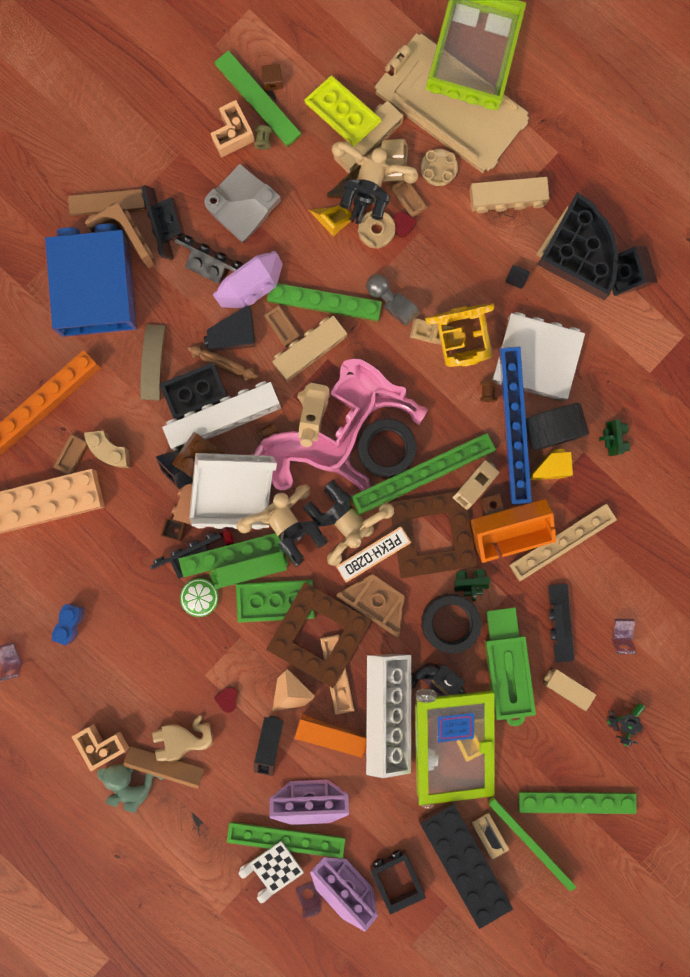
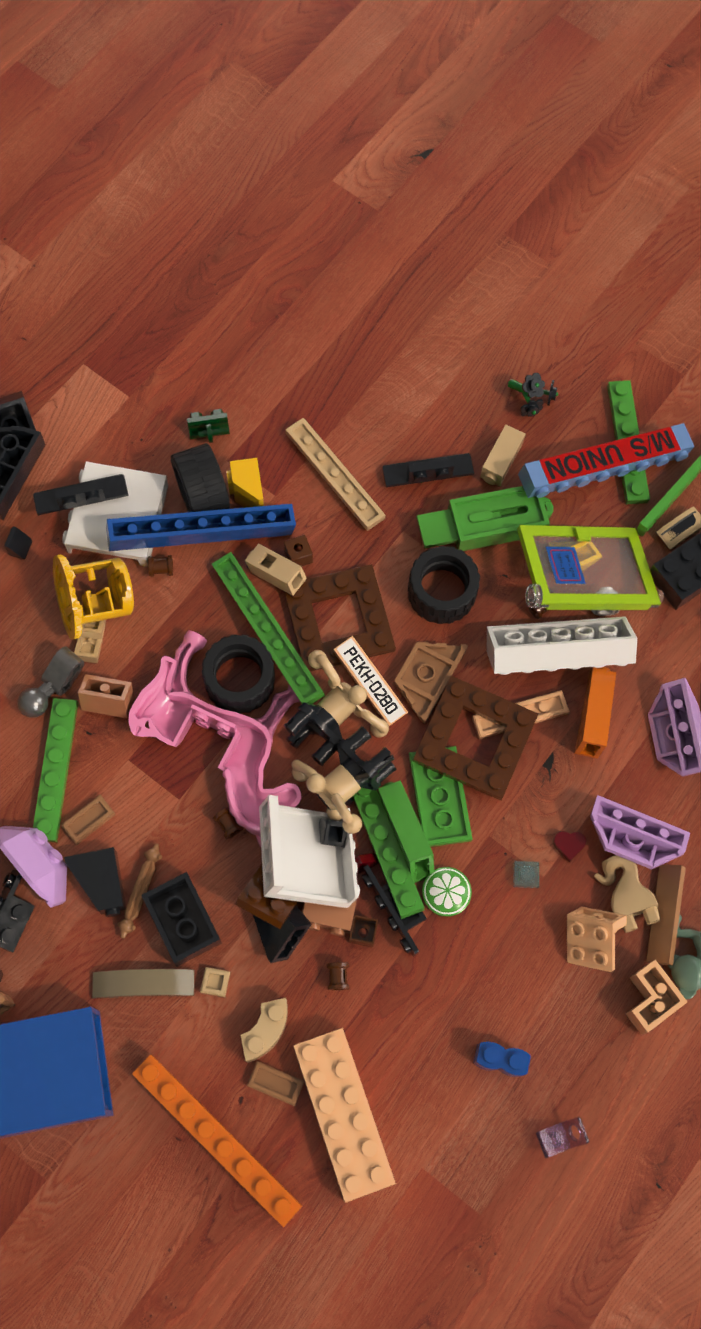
camera: 100 degrees left, 15 degrees down
(142, 507) = (338, 976): none -> reddish brown bush
(148, 415) = (215, 982): none -> tan tile
(151, 706) = (593, 937): none -> light nougat bracket
(206, 661) = (526, 874): none -> clear light blue plate
(223, 416) = (211, 875): white brick -> none
(224, 752) = (637, 834): none -> lavender wedge
(249, 508) = (332, 833): none -> black slope
(268, 745) = (620, 784): black slope -> none
(290, 692) = (550, 767): light nougat slope -> none
(310, 348) = (117, 779): tan brick -> none
(314, 402) = (200, 763): tan piece -> none
(377, 342) = (106, 696): none -> nougat brick
(439, 678) = (510, 591): black torso -> none
(471, 587) = (390, 559): dark green hips -> none
(514, 530) = (326, 522): orange piece -> none
(553, 329) = (80, 494): none -> black bracket
(553, 778) = (605, 460): none -> brick
(623, 635) = (435, 405): bracket -> none

